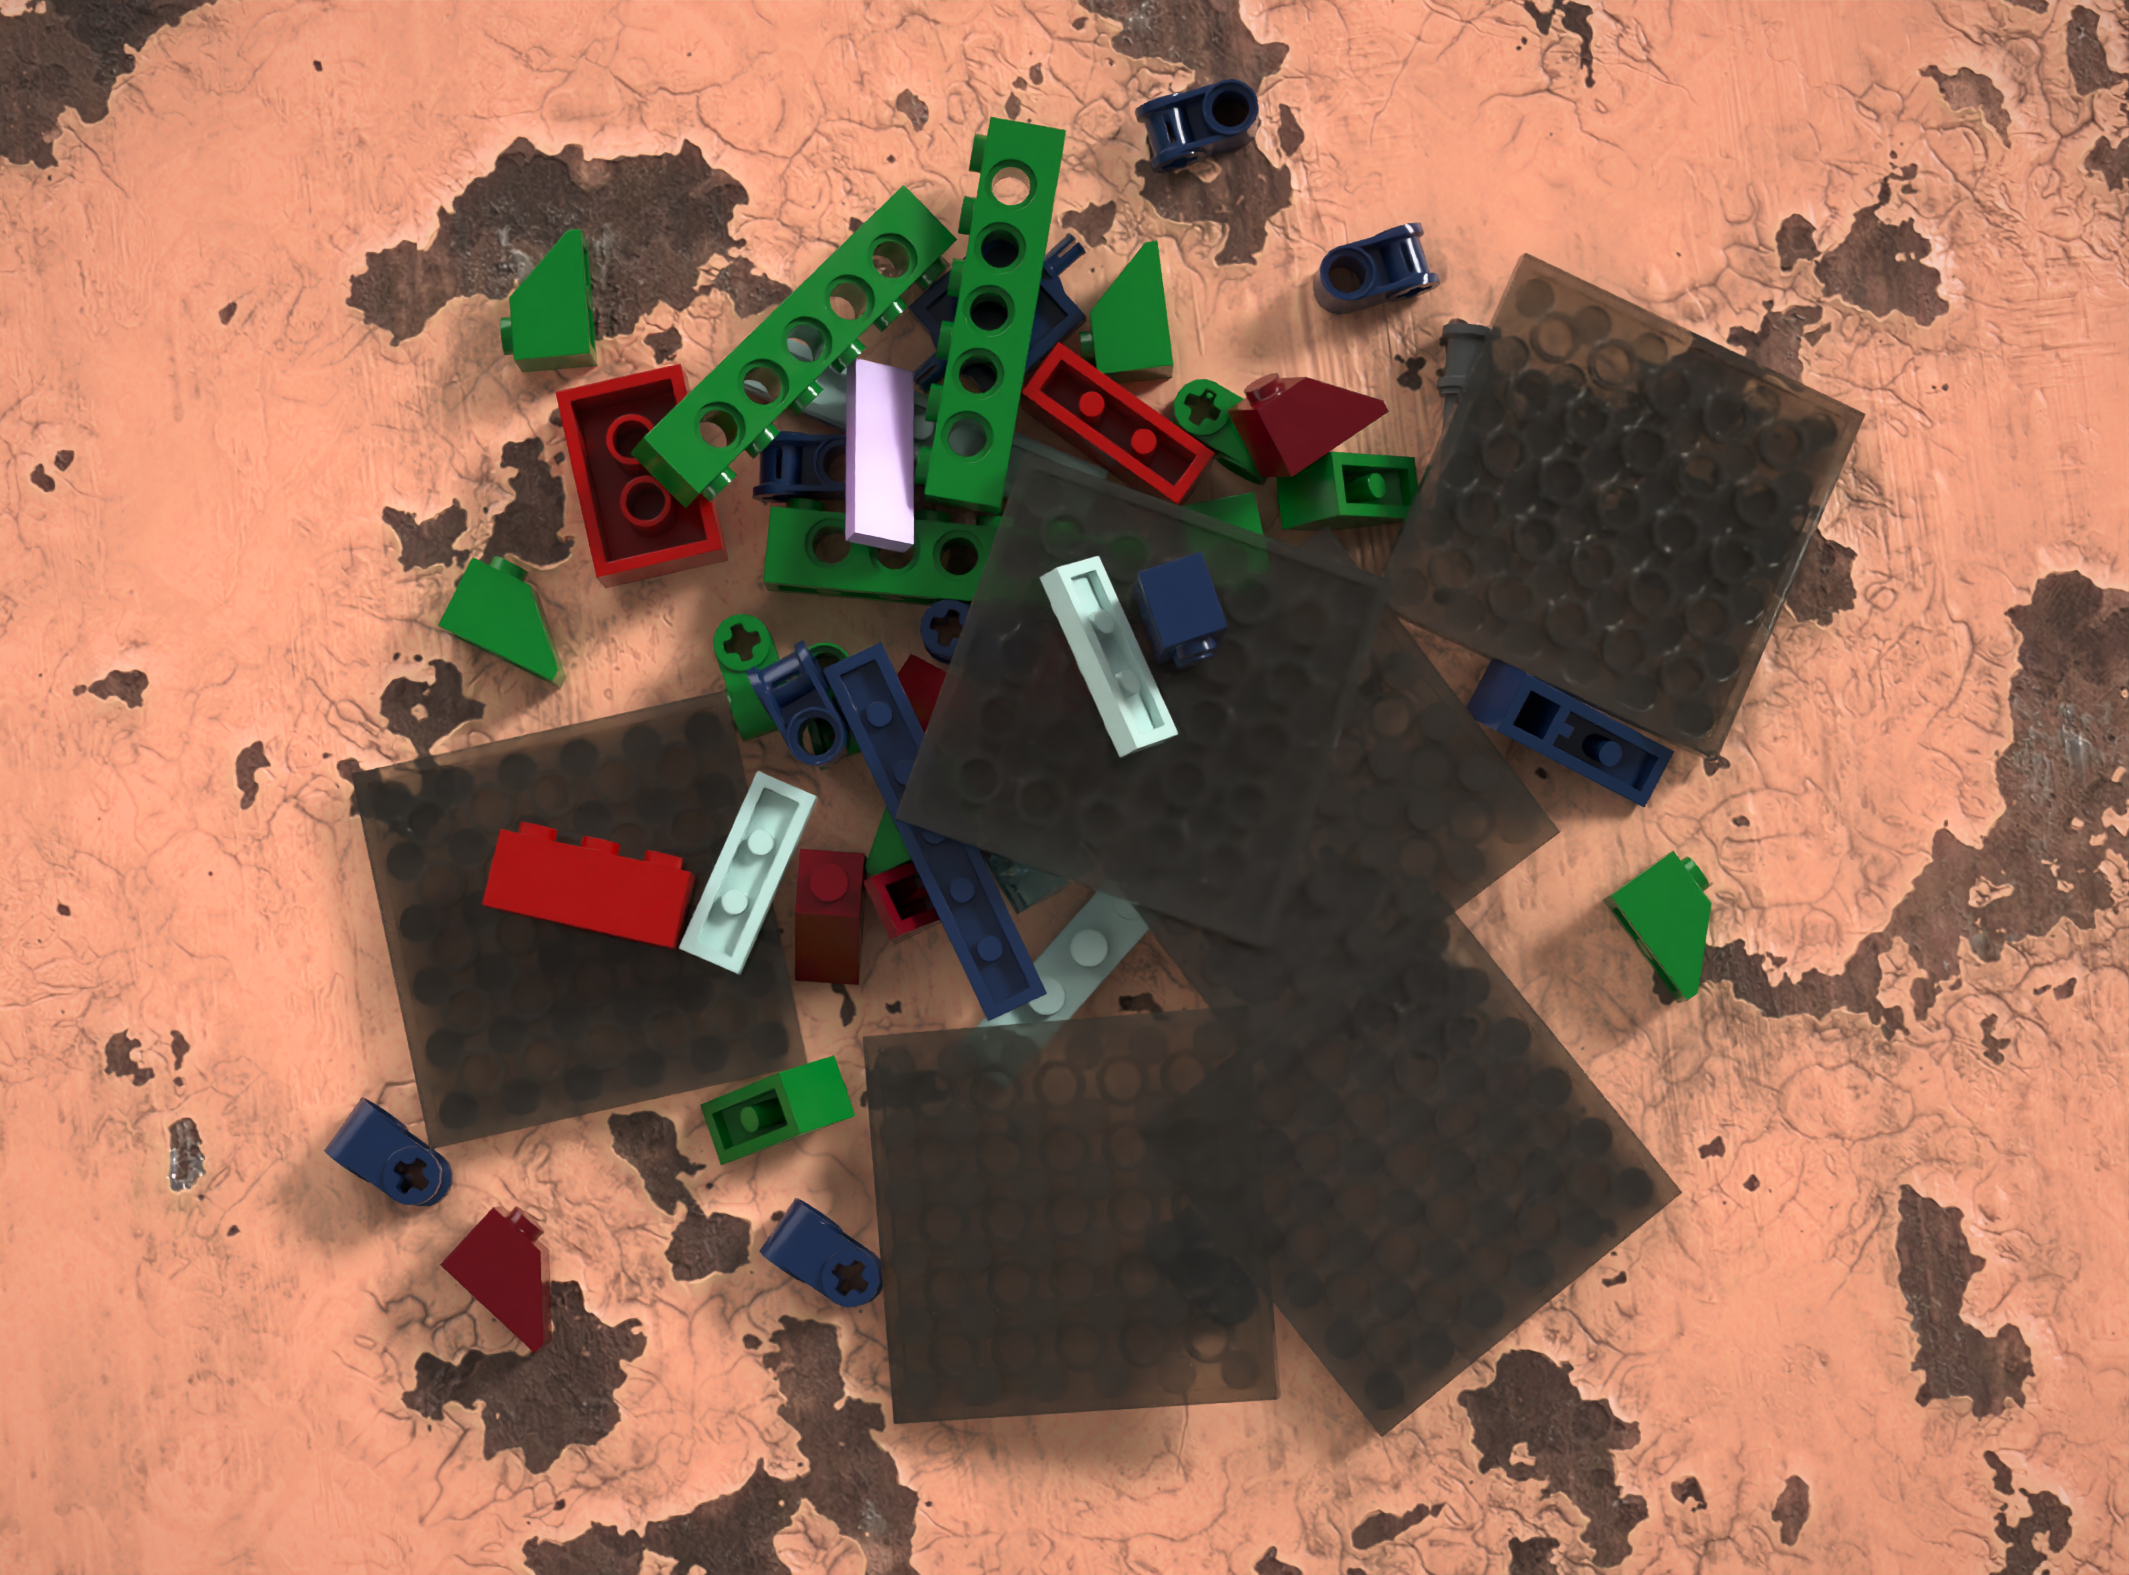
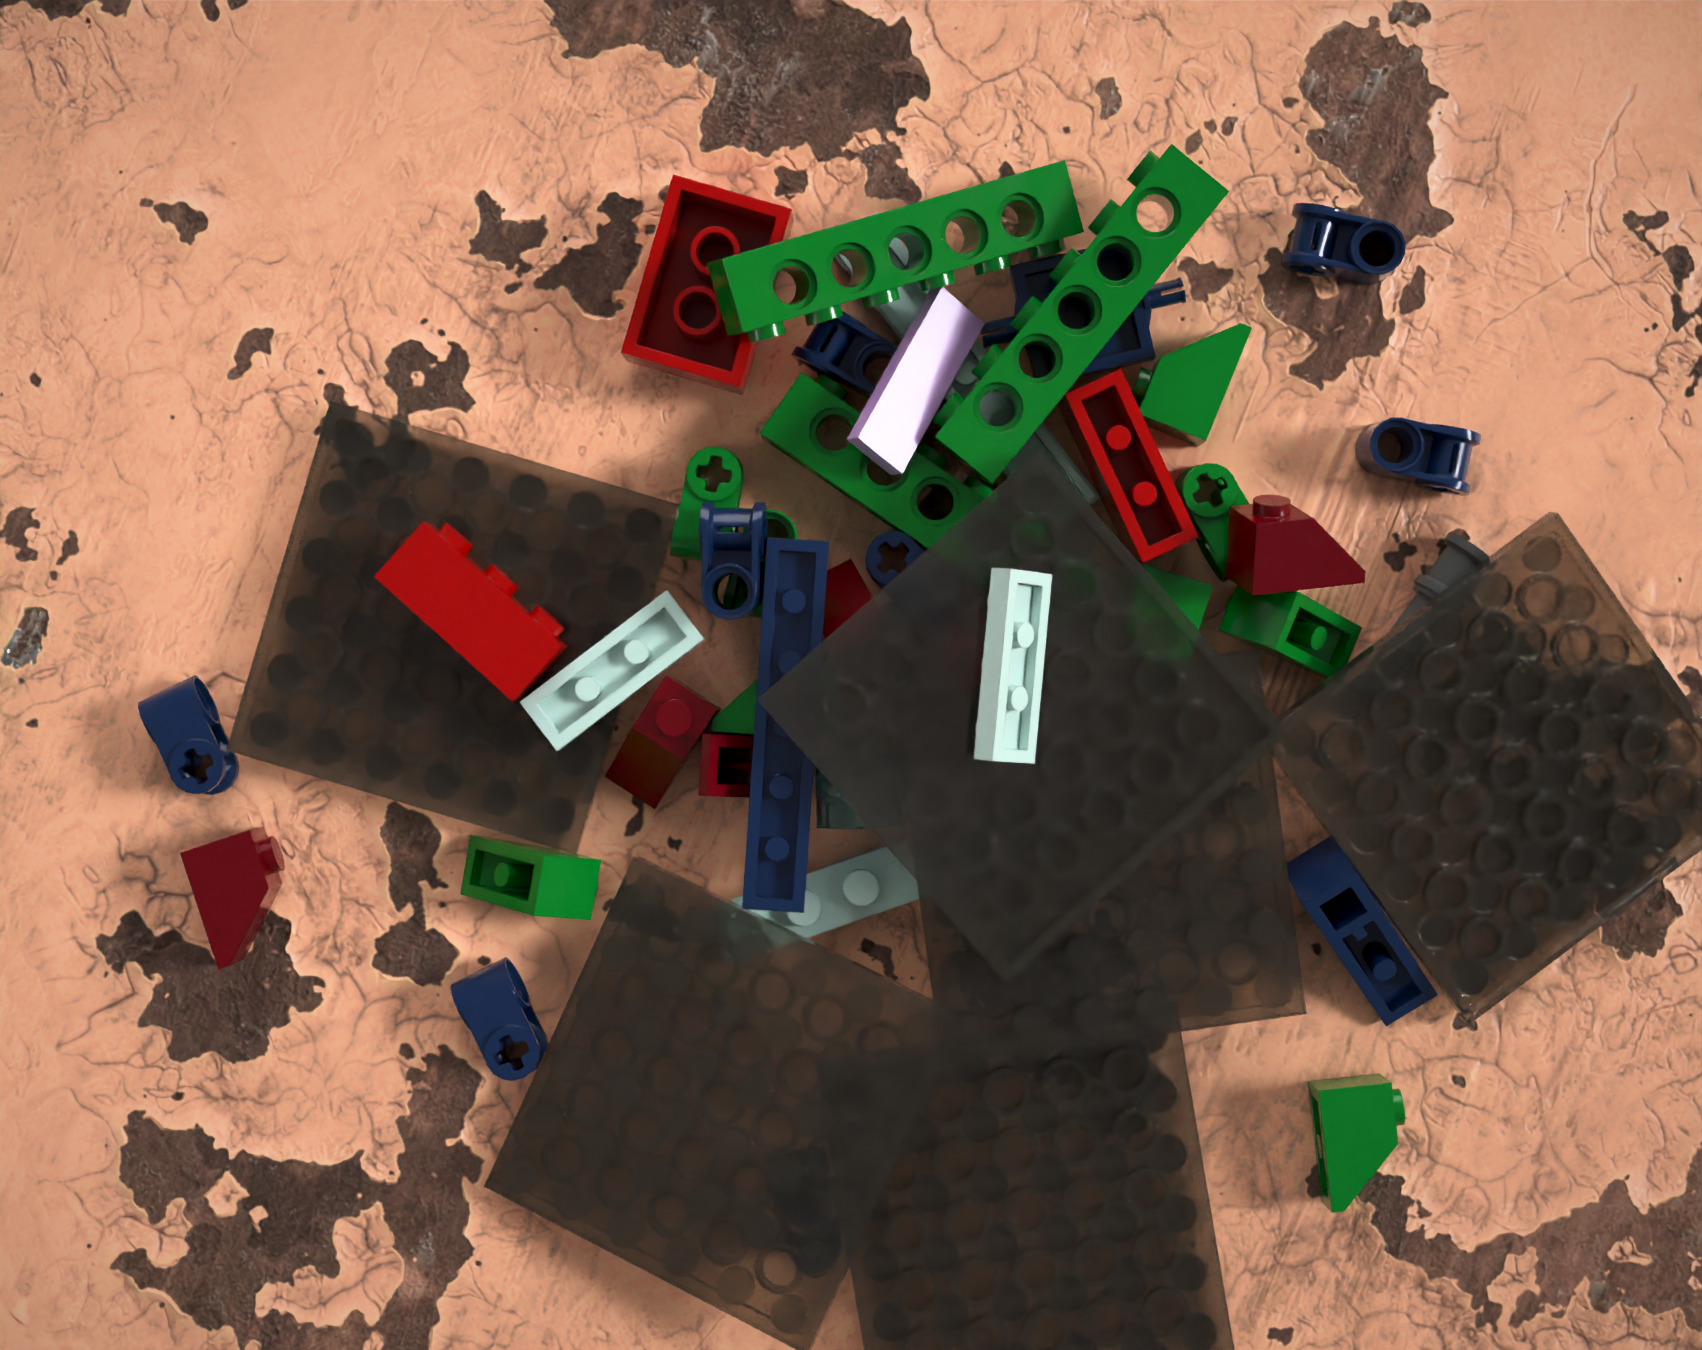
camera: 30 degrees right, 5 degrees up
(504, 618) = (528, 341): green slope -> none
(553, 311) = (712, 102): green slope -> none
(1180, 610) = (1095, 665): dark blue brick -> none

